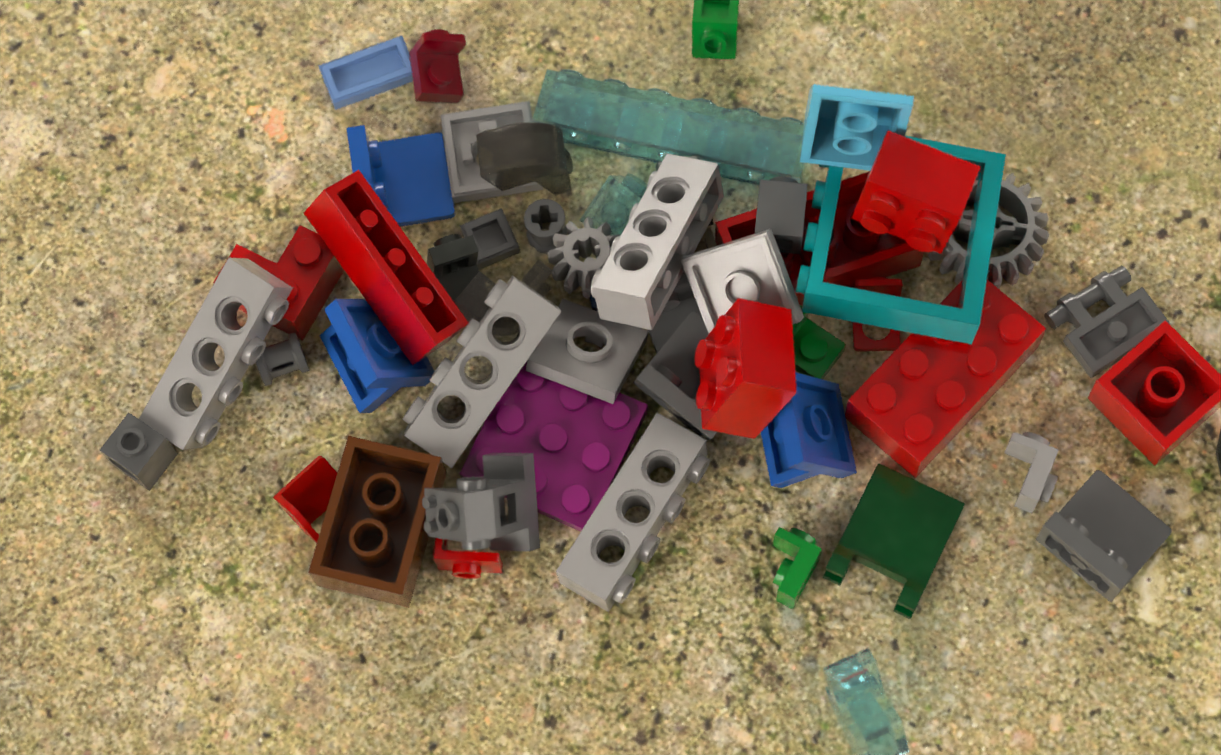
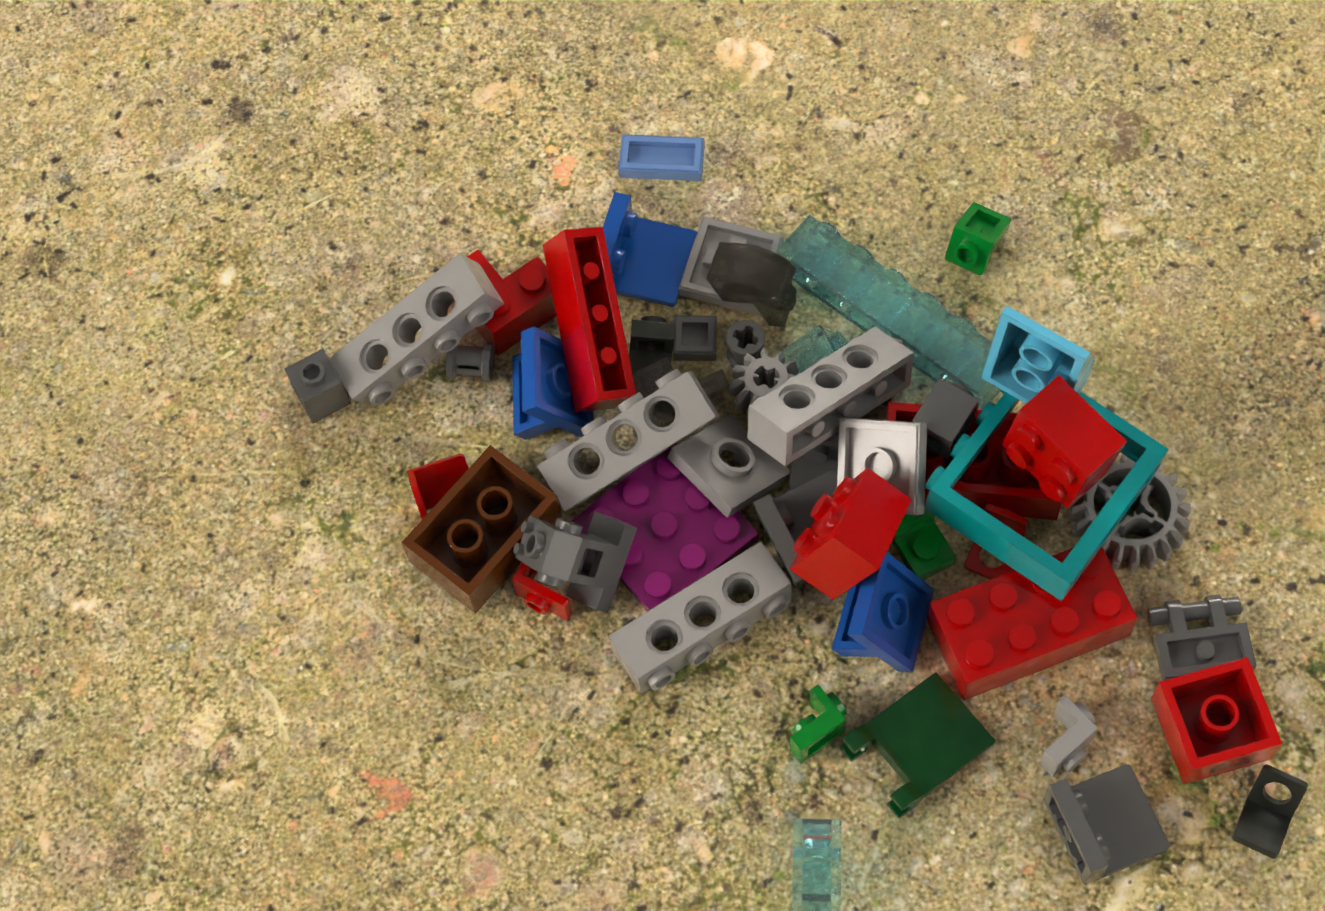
camera: 25 degrees right, 5 degrees down
(437, 67) = (720, 176): dark red bracket -> none

